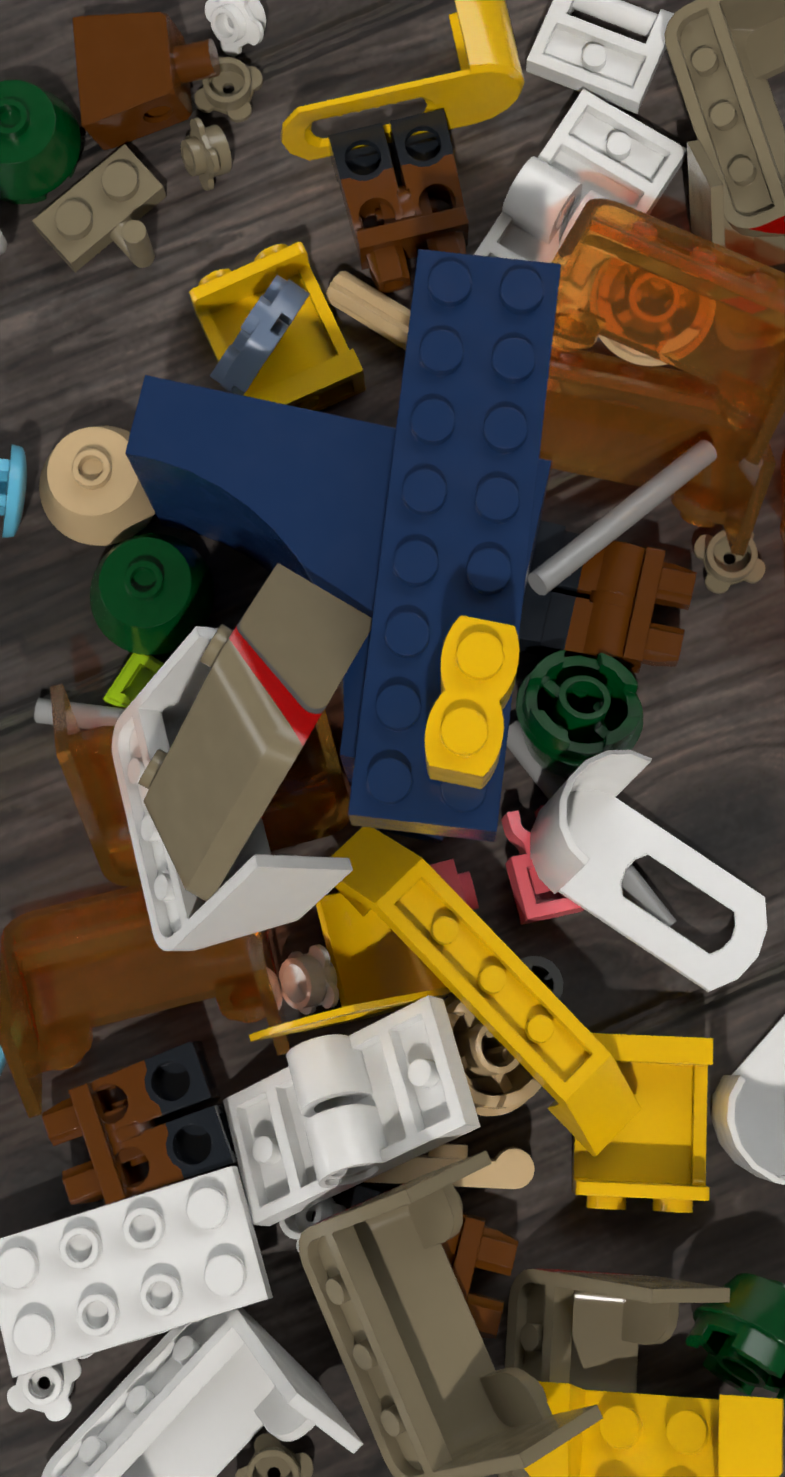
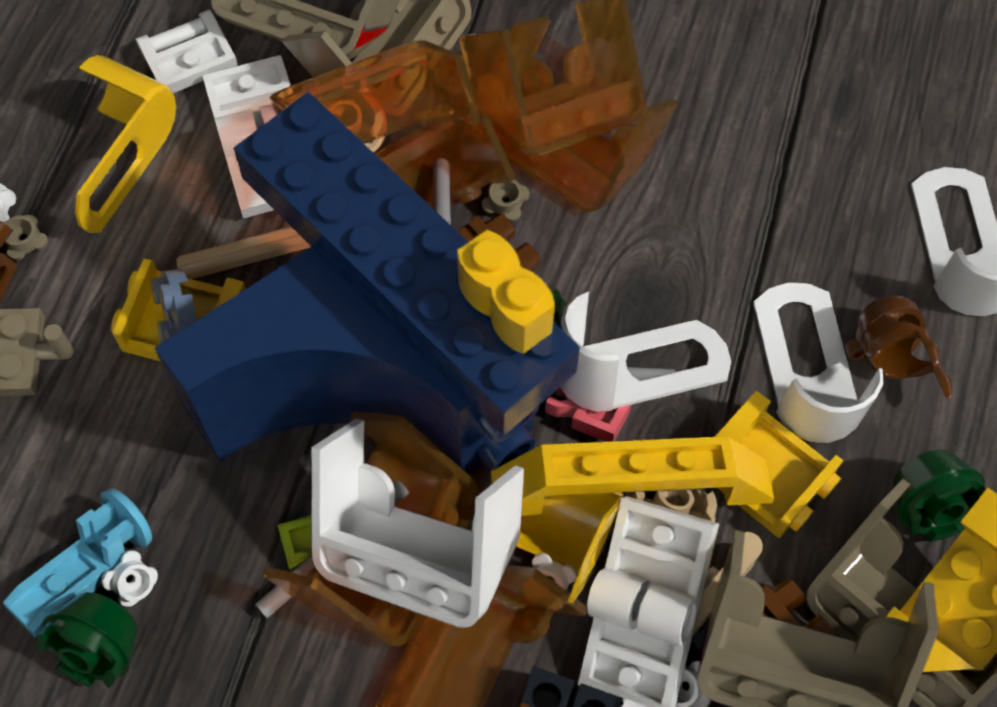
camera: 60 degrees left, 15 degrees down
(93, 488) = (168, 471): tan cone -> none
(151, 593) = (255, 492): dark green cone -> none
(206, 153) = (45, 272): dark tan plate -> none
(249, 723) = (408, 457): dark tan windscreen -> none
(393, 219) = (170, 198): reddish brown hips -> none

